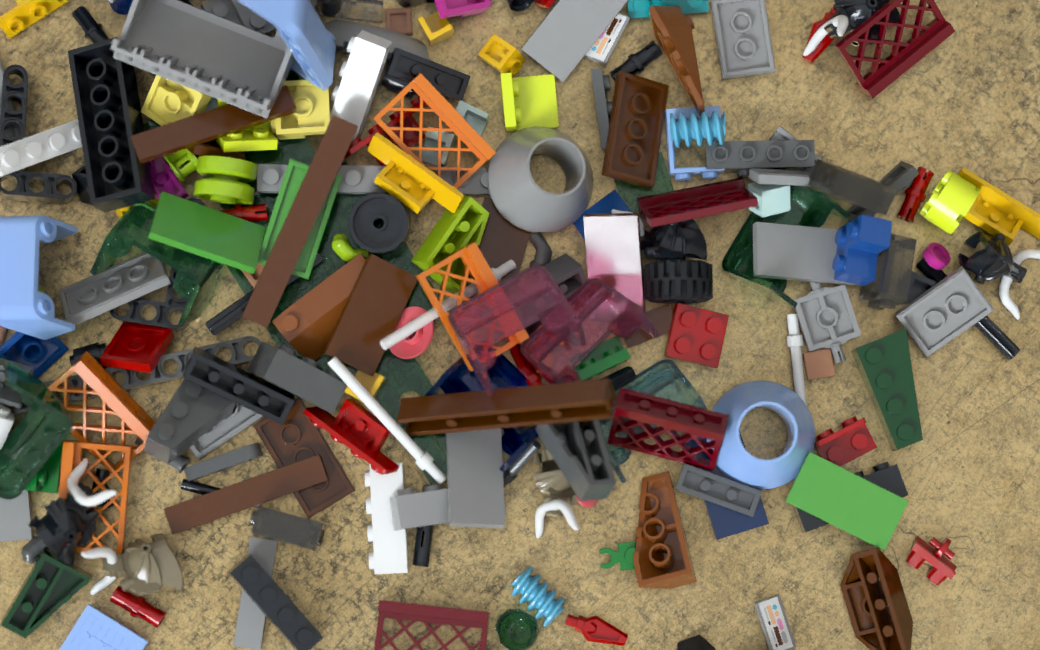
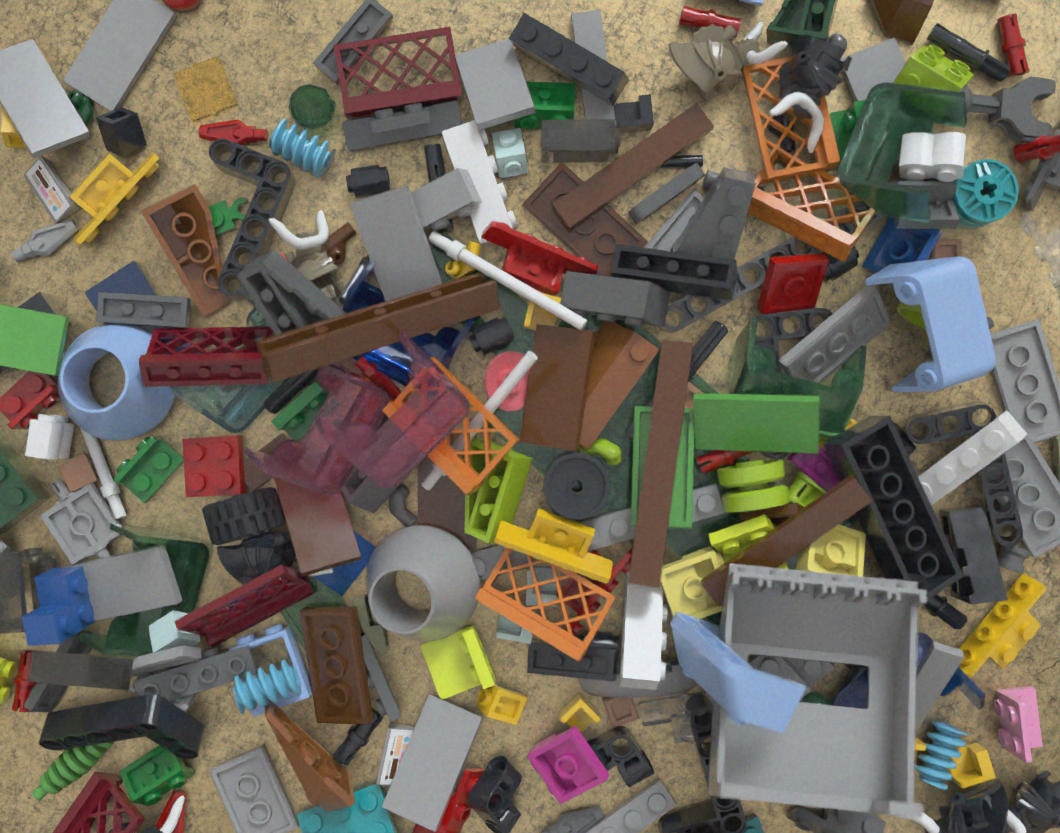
camera: 165 degrees right, 5 degrees up
(16, 53) = (1013, 558): none -> dark grey wheel
(51, 67) = (974, 551): none -> black wedge
(231, 541) = (634, 115): none -> black panel
(308, 573) = (550, 101): none -> green bracket
(347, 603) = (494, 84): none -> light grey tile
(352, 539) = (510, 153): none -> light aqua bracket
(415, 377) = (491, 335): none -> black brick
(426, 444) = (460, 269): none -> yellow arm
(441, 592) = (401, 125): none -> dark grey bracket
(486, 549) = (368, 181): none -> black brick
(531, 502) = (336, 242): none -> reddish brown arm
(594, 151) = (373, 630): none -> olive slope
(594, 546) = (255, 215): none -> black beam
(721, 609) = (106, 188): none -> yellow bracket
(753, 349) = (149, 467): none -> green bracket
(791, 581) = (45, 240): none -> light grey piece
(822, 81) = (154, 776): none -> green bracket
(831, 400) = (49, 437): none -> white brick
(835, 135) = (124, 720): none -> black beam
(887, 113) = (69, 768): none -> bright green piece

